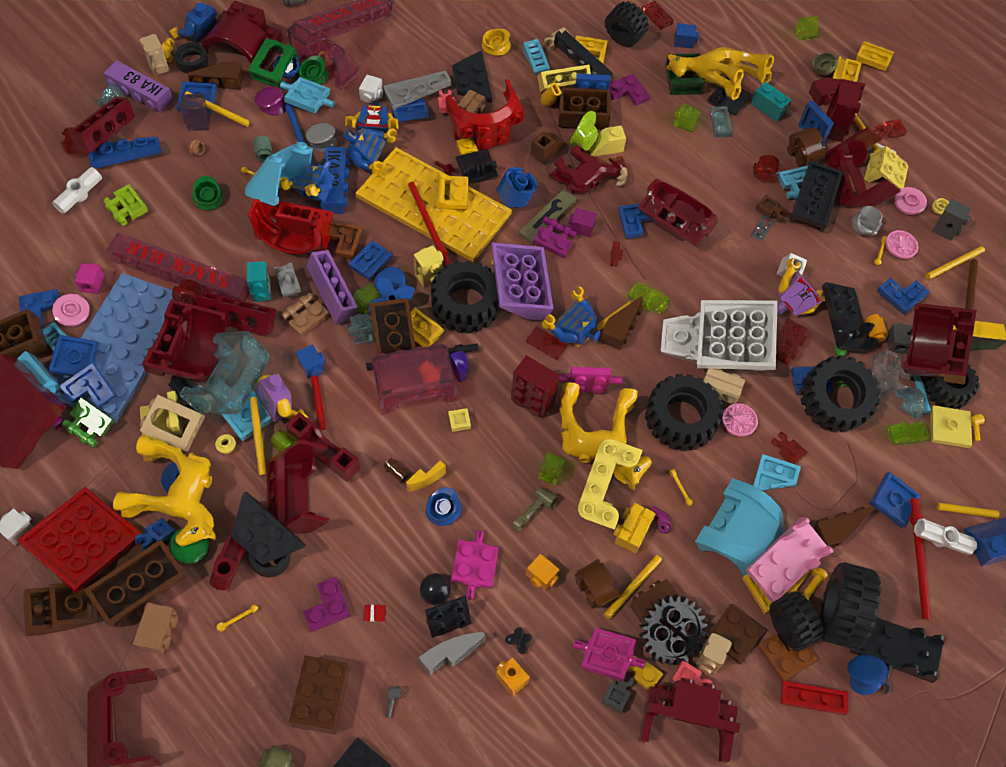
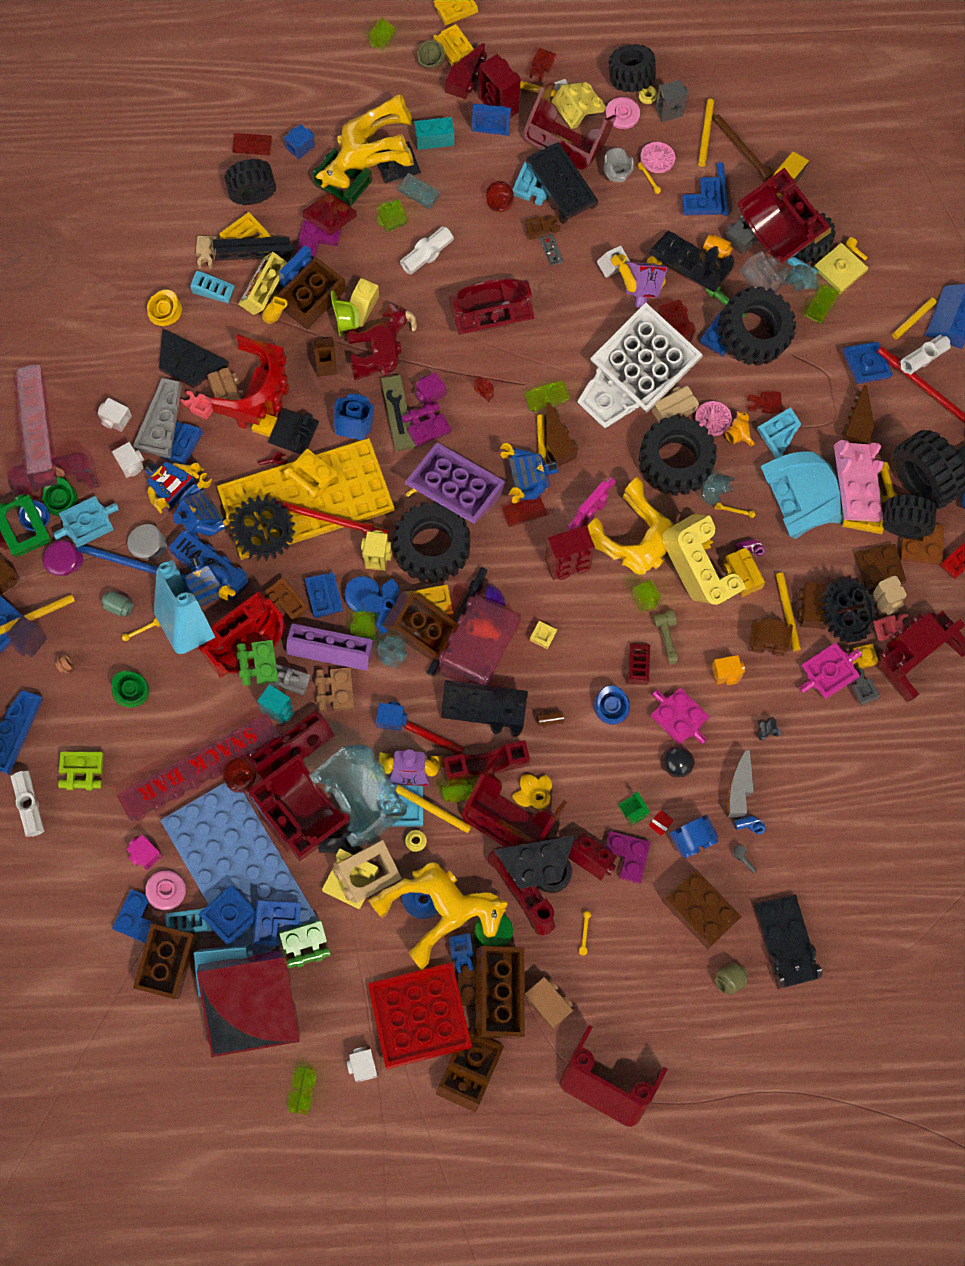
camera: 50 degrees left, 10 degrees up
(283, 253) = (264, 662): none -> bright green plate
(303, 576) = (592, 856): none -> dark red brick
(328, 497) = (532, 789): none -> yellow plate
(368, 416) = (485, 705): none -> black hinge
(368, 583) = (634, 809): none -> green panel
(369, 180) = (279, 522): none -> black gear
(377, 642) = (693, 835): none -> blue brick
(396, 63) = (114, 415): none -> white brick
(421, 479) = (575, 702): yellow slope -> none
(427, 683) = (751, 823): none -> blue arm
(448, 616) = (713, 764): black hinge -> none
(484, 516) = (634, 678): none -> dark red slope
(511, 676) = (793, 755): light orange brick -> none
(631, 220) = (458, 347): blue plate -> none
(651, 82) = (329, 213): none -> dark red plate
(683, 153) = (426, 250): none -> white piece
(684, 457) = (714, 486): none -> clear light blue hair
(747, 443) = (739, 430): none -> light orange animal
(806, 146) = (507, 147): reddish brown brick -> none
(927, 300) = (723, 189): none -> blue bar
(948, 180) = (632, 68): none -> black tyre

